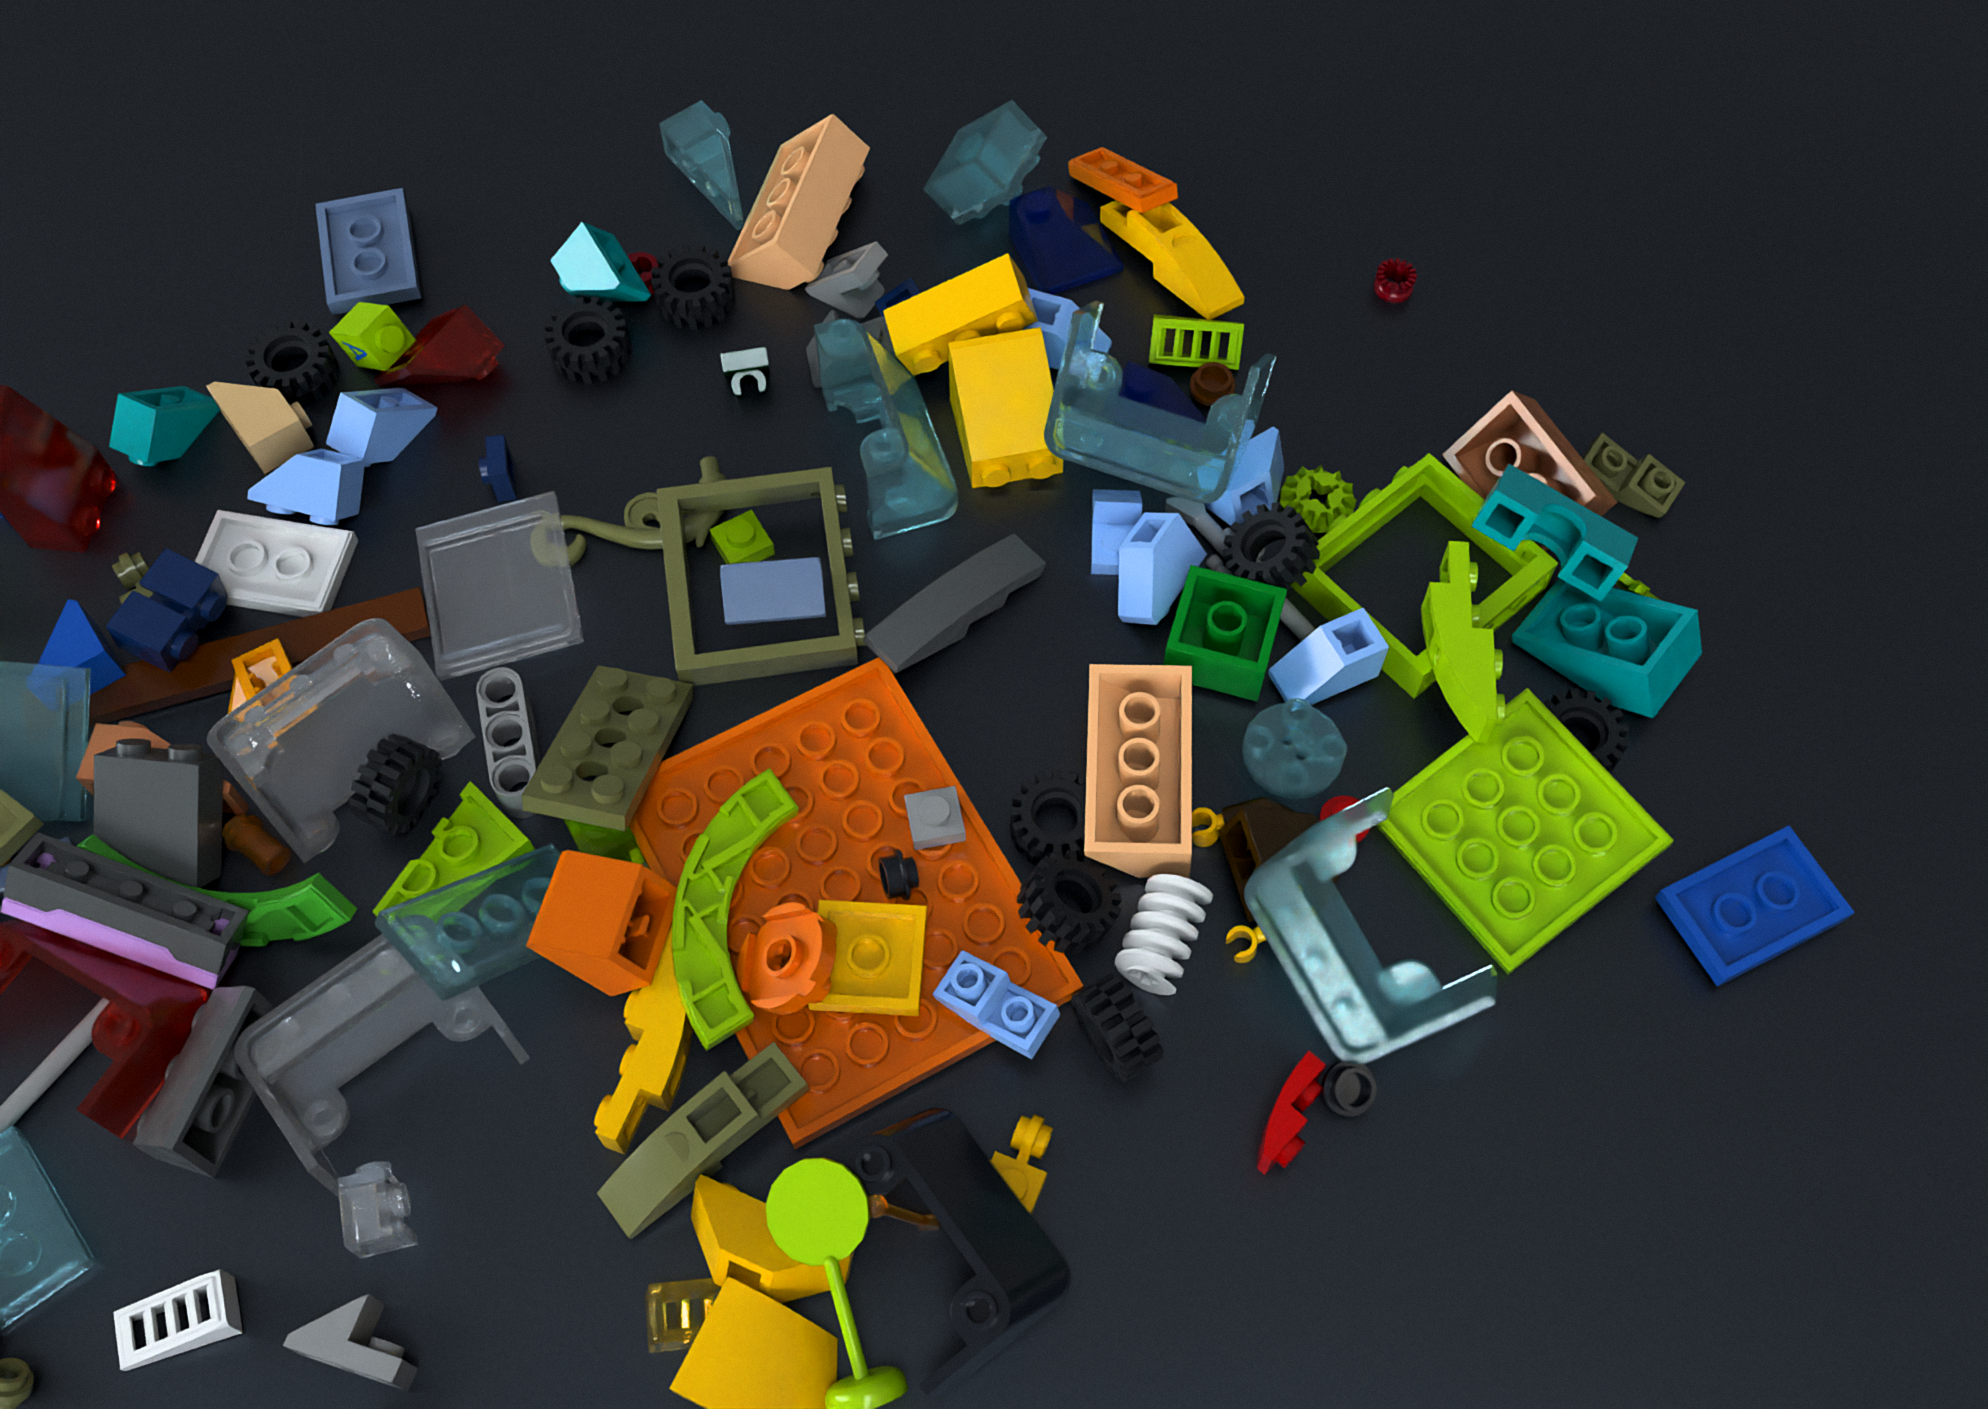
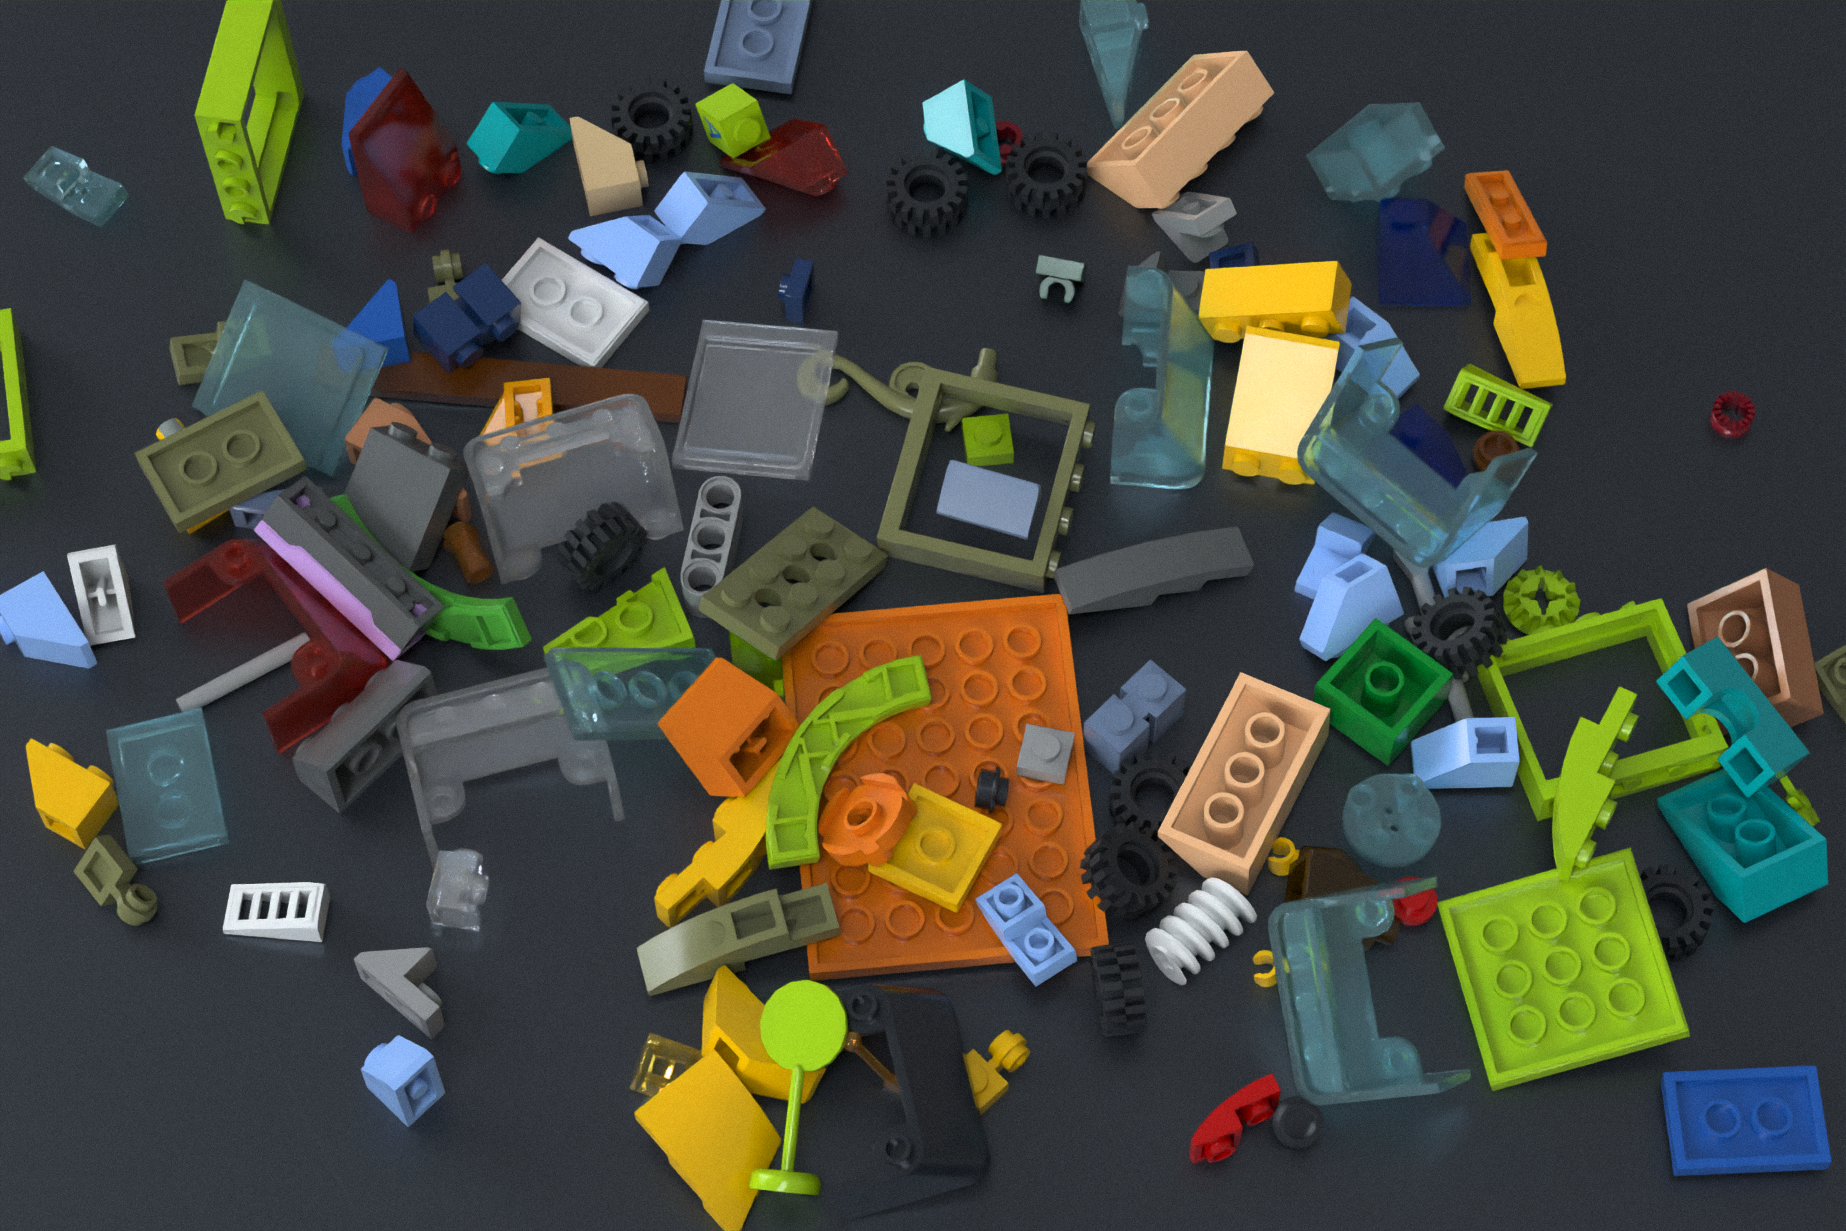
camera: 25 degrees right, 0 degrees up
(995, 760) = (1121, 725): none -> sand blue piece

